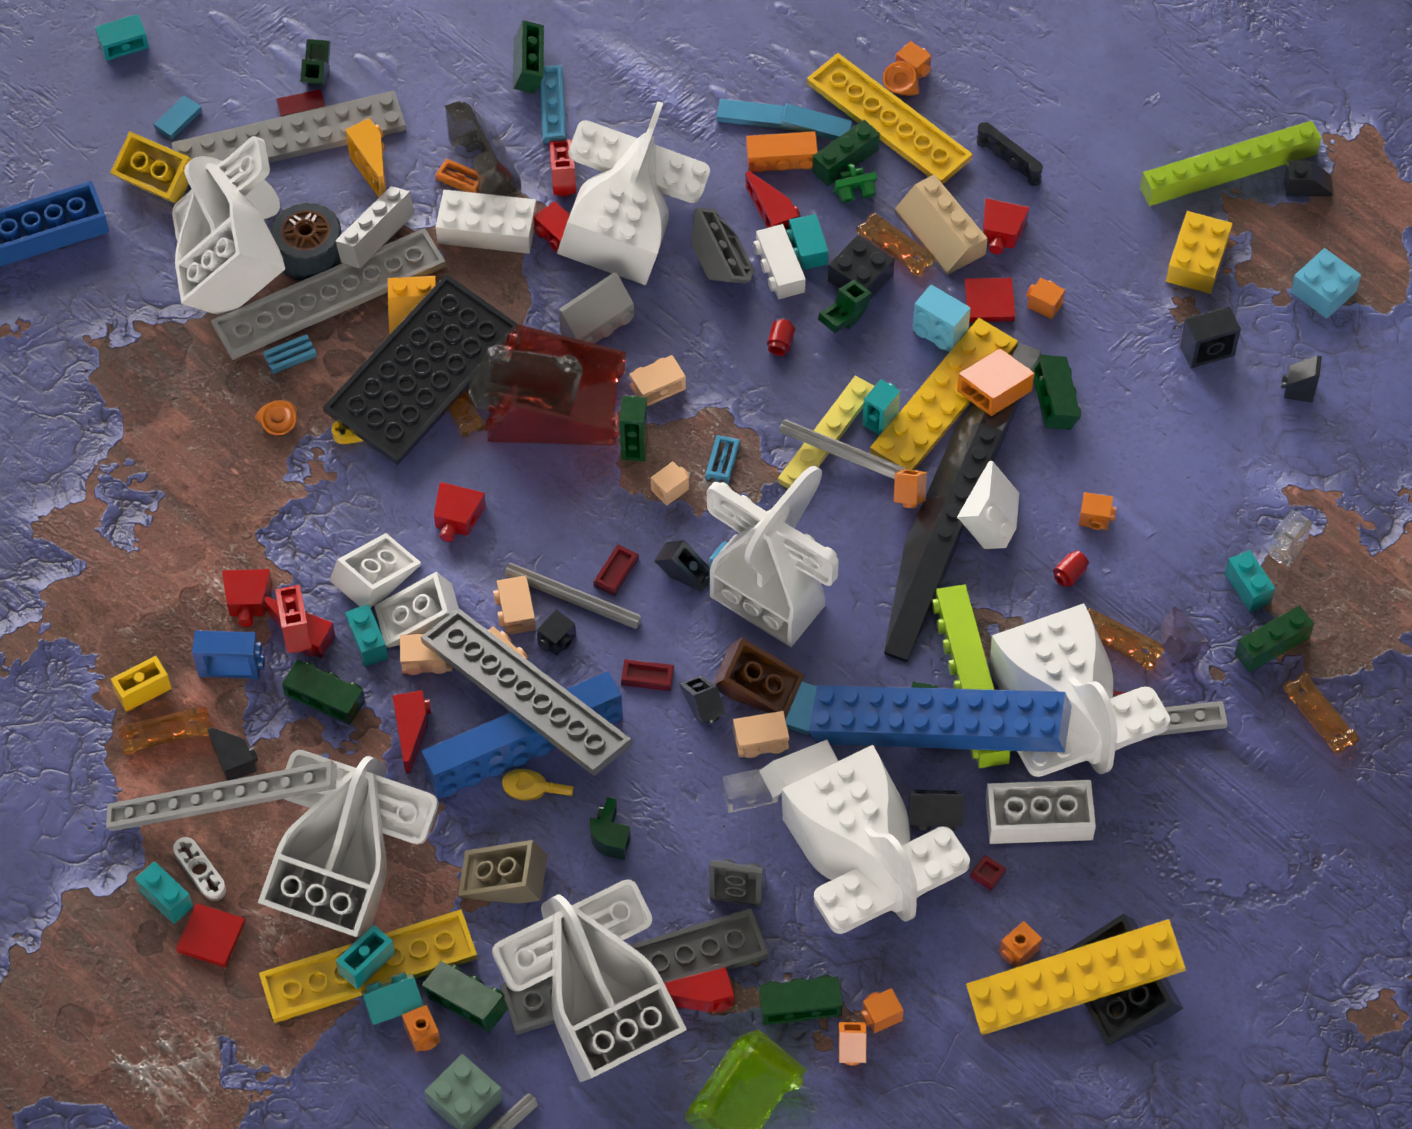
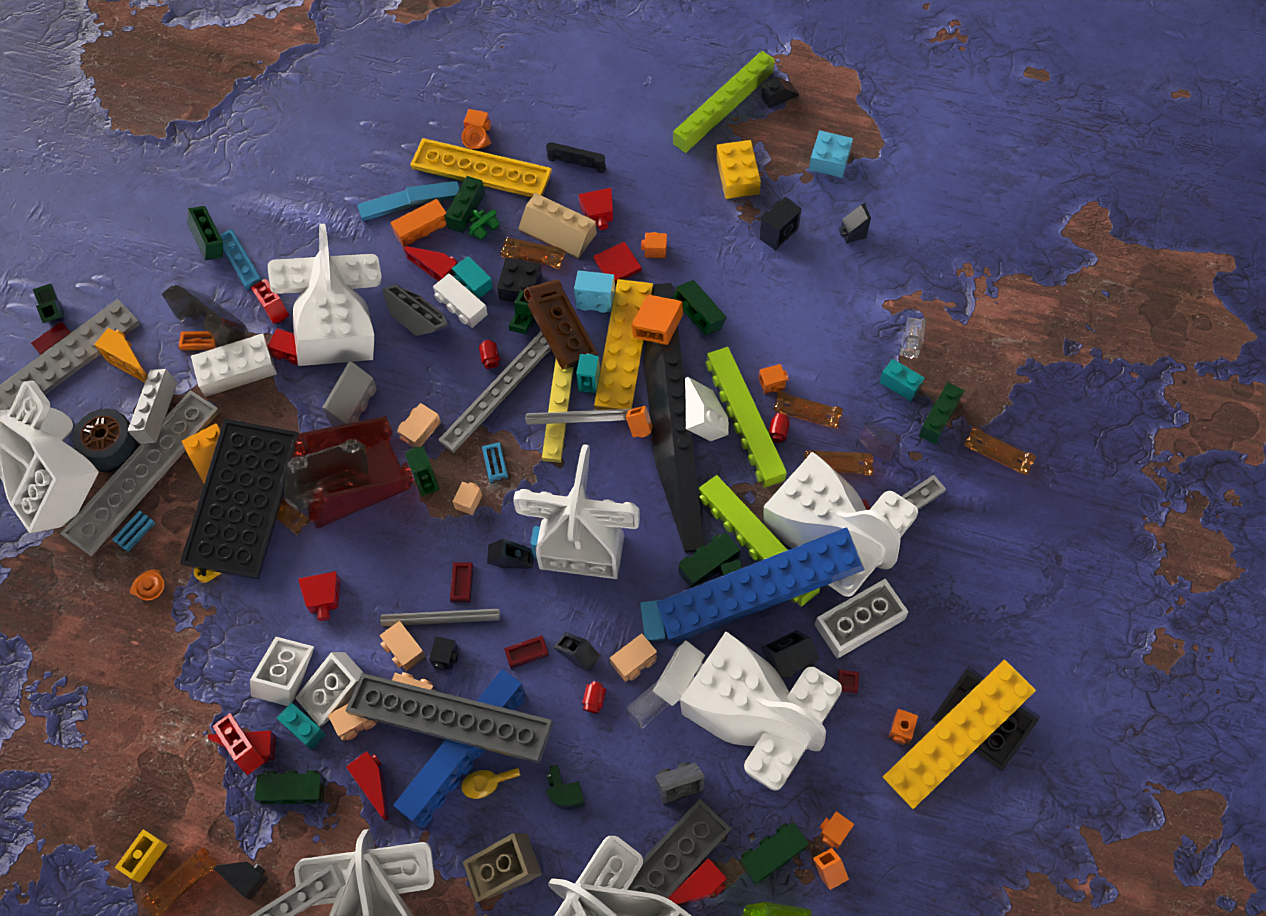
camera: 25 degrees left, 5 degrees up
(227, 654) = (199, 797): blue window -> none
(246, 593) = (191, 738): red torso -> none
(694, 754) = (594, 697): none -> red brick
(757, 678) = (608, 616): reddish brown slope -> none
(785, 376) = (495, 393): none -> light grey plate
(877, 334) = (559, 323): none -> reddish brown hinge
(904, 669) = (708, 559): none -> dark green brick
(1039, 535) = (745, 417): none -> lime brick
(1118, 564) = (807, 410): none -> clear orange plate

